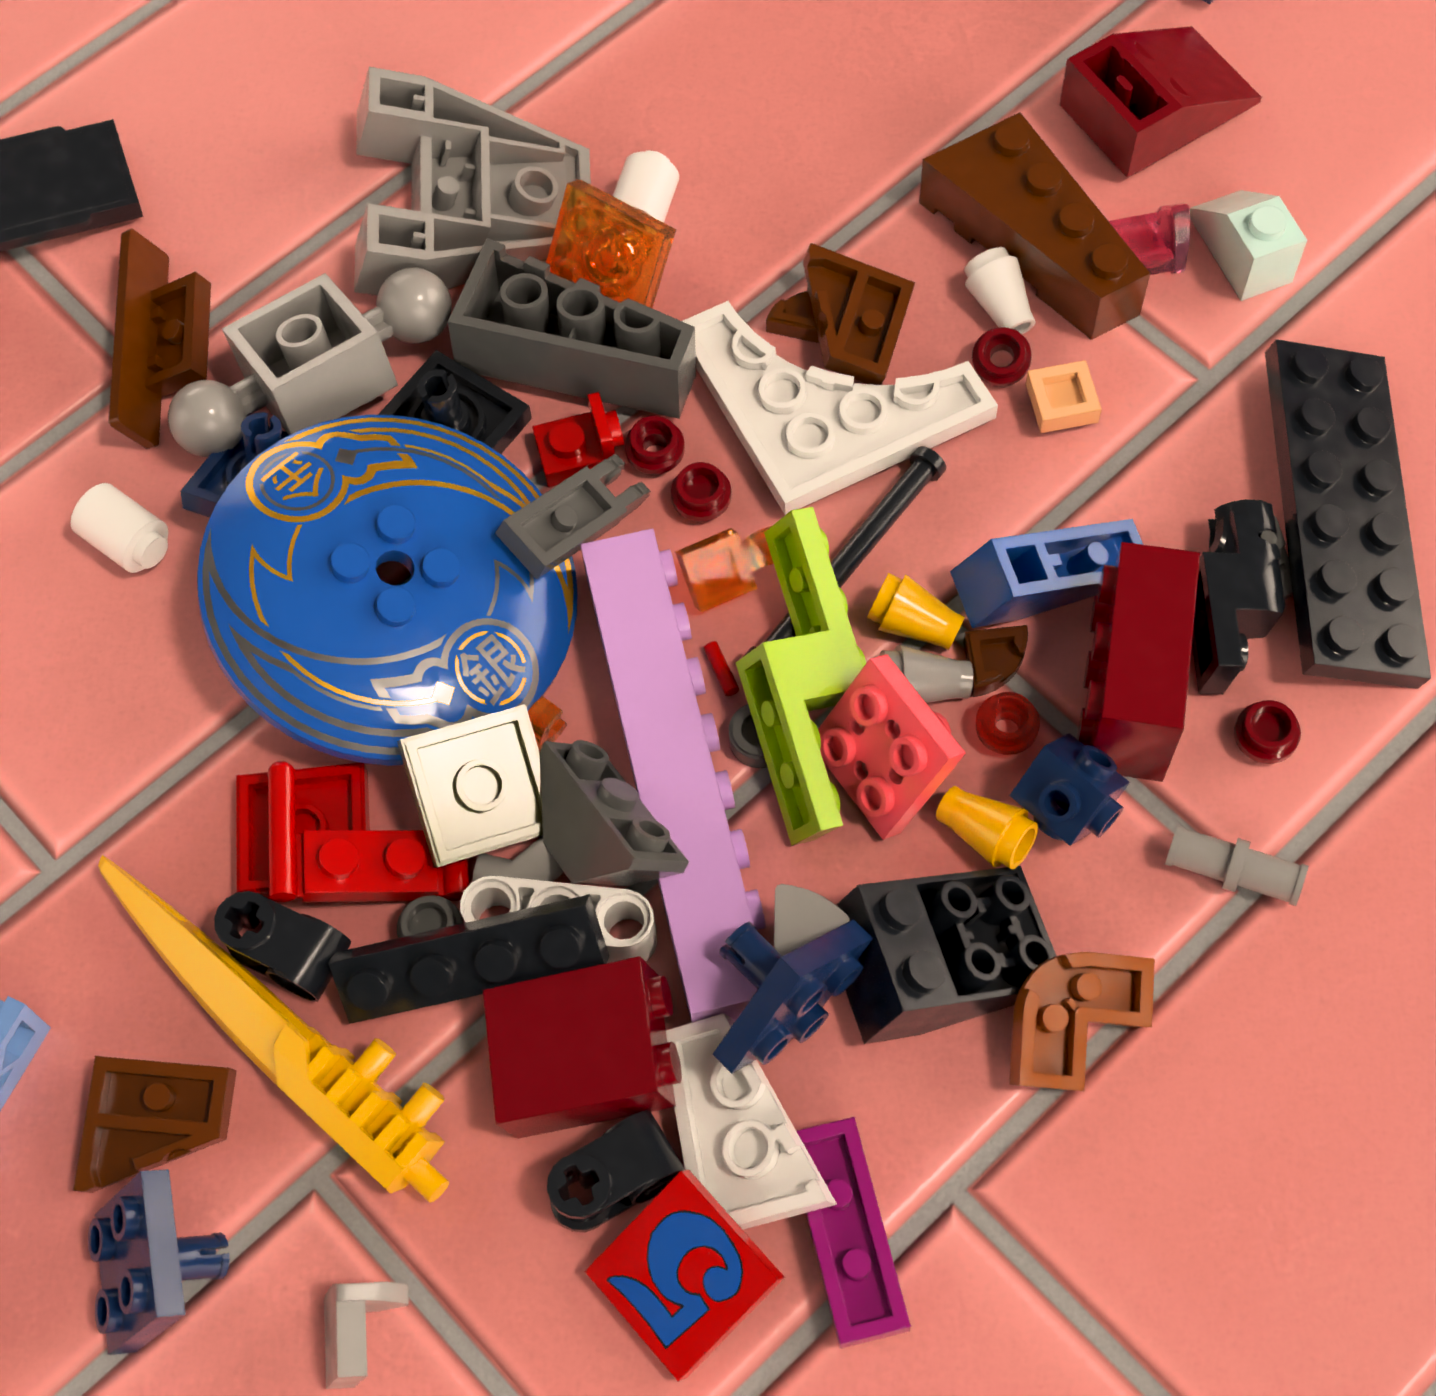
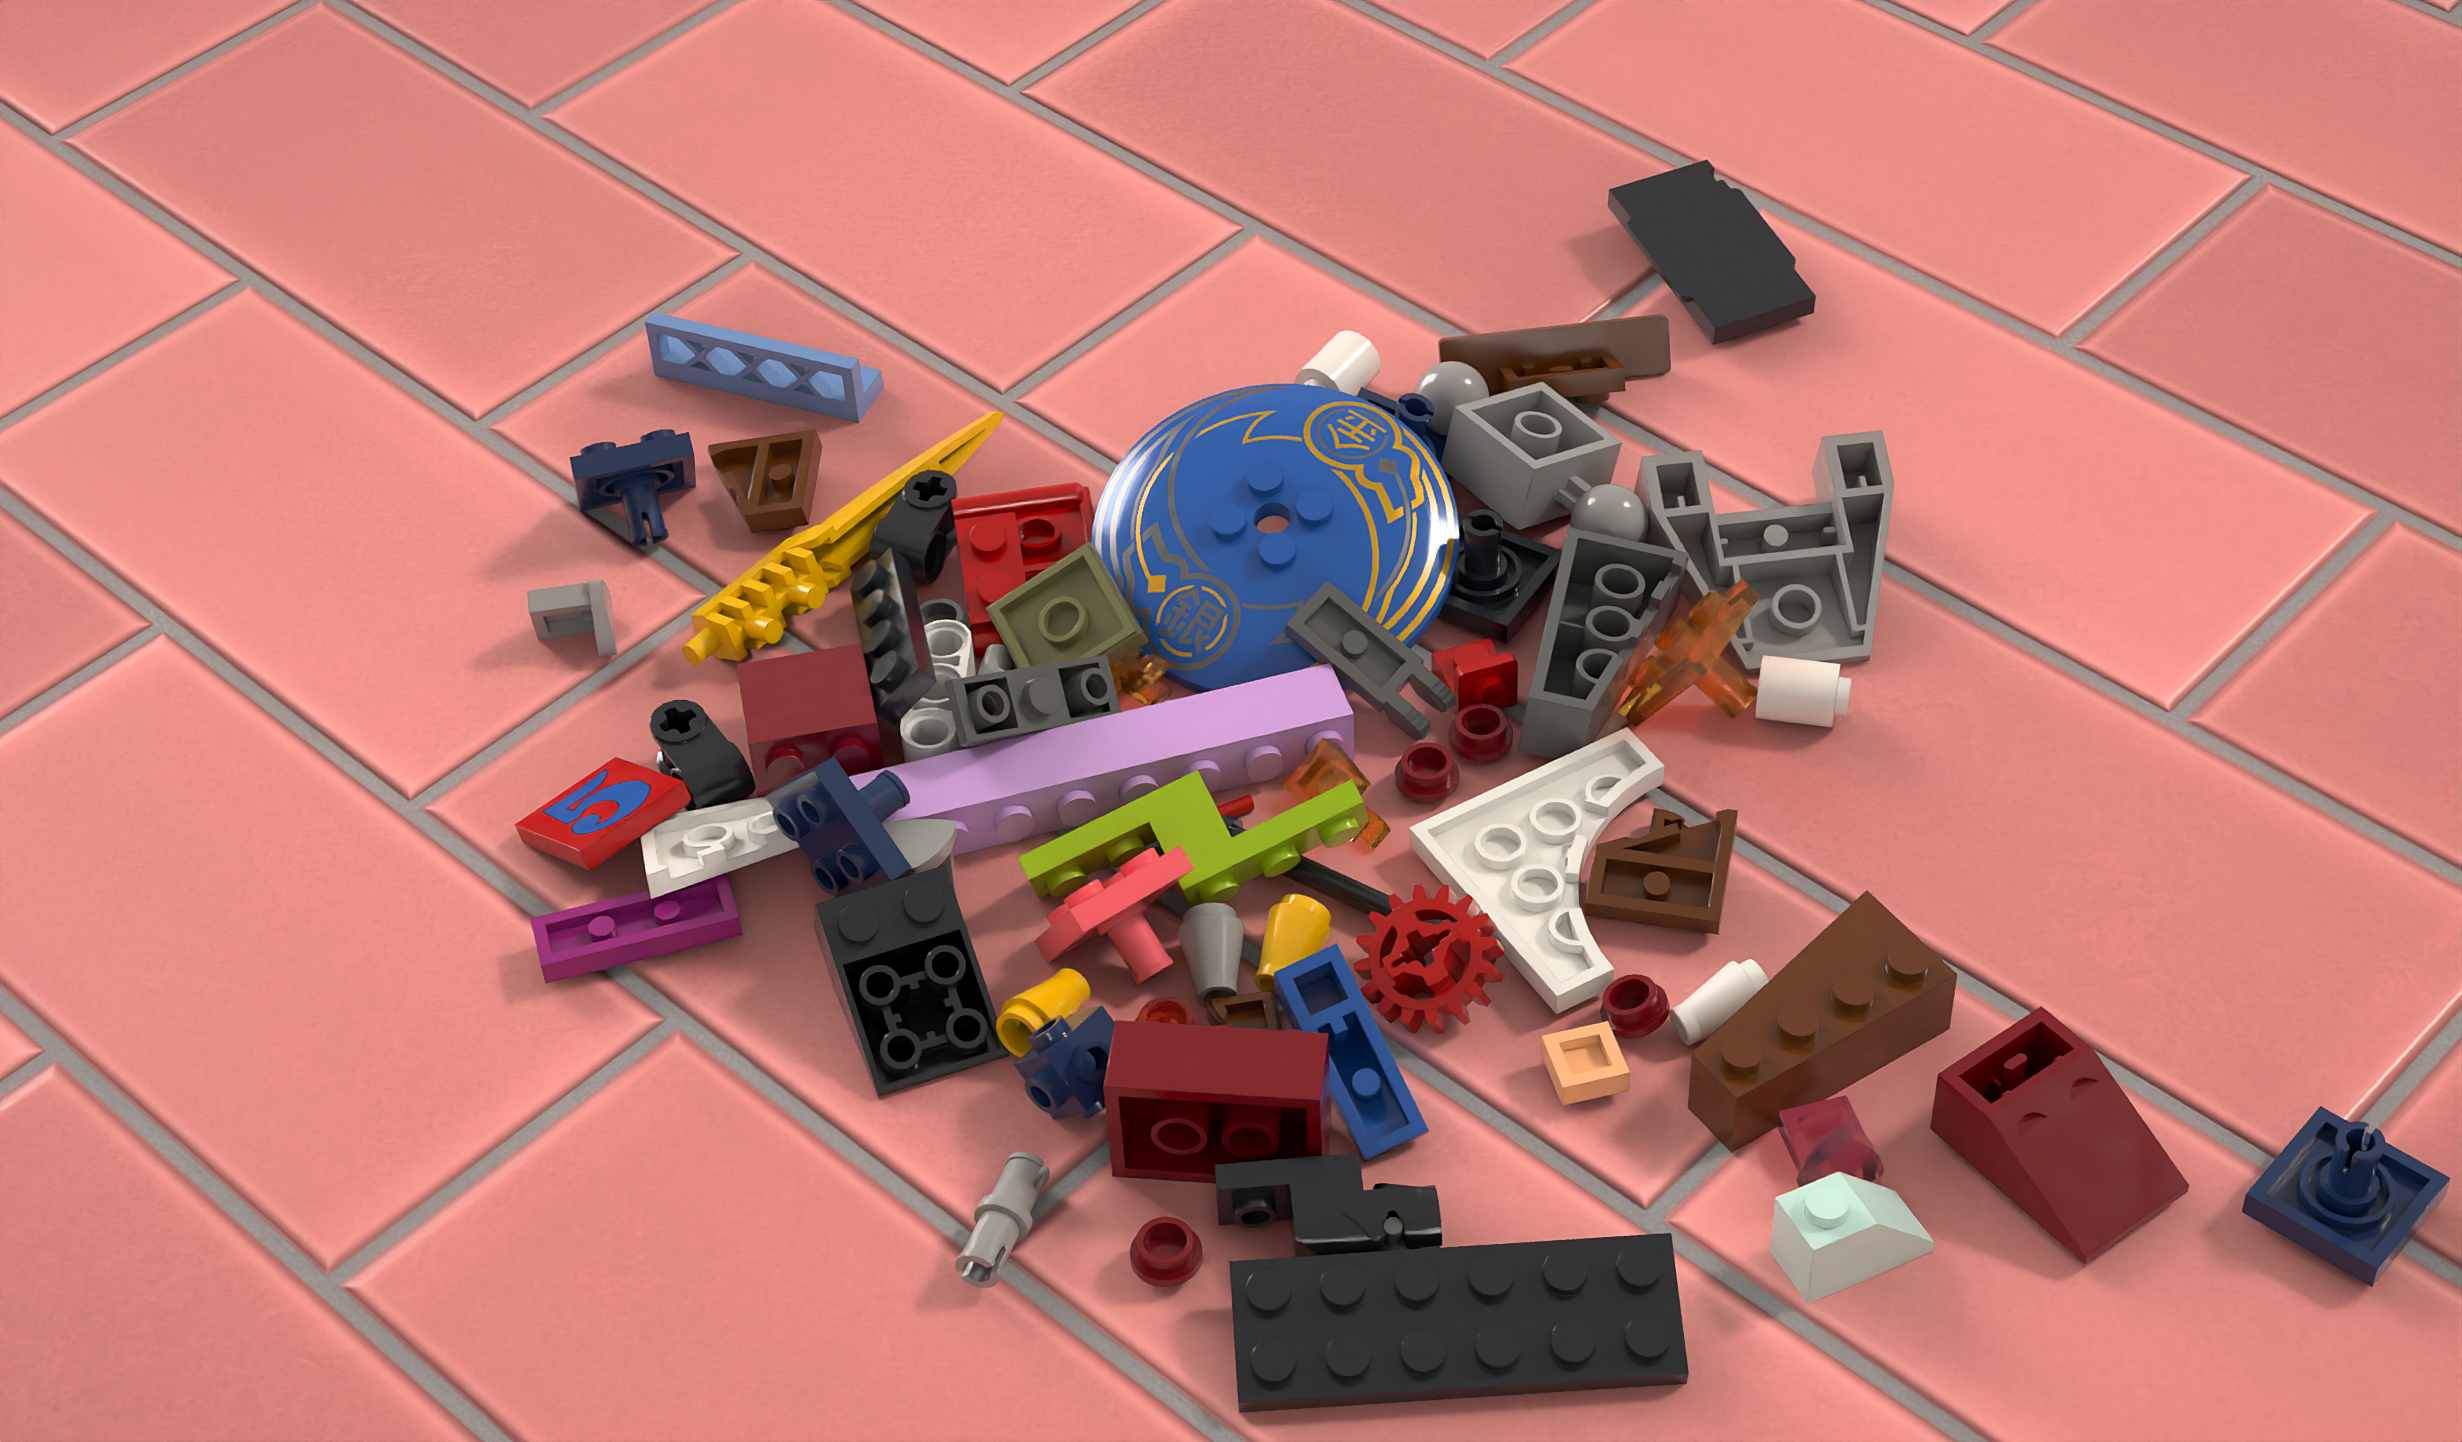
camera: 85 degrees right, 20 degrees down
(957, 466) = (1451, 947): none -> red gear
(1061, 1001) = (847, 1069): dark orange plate -> none

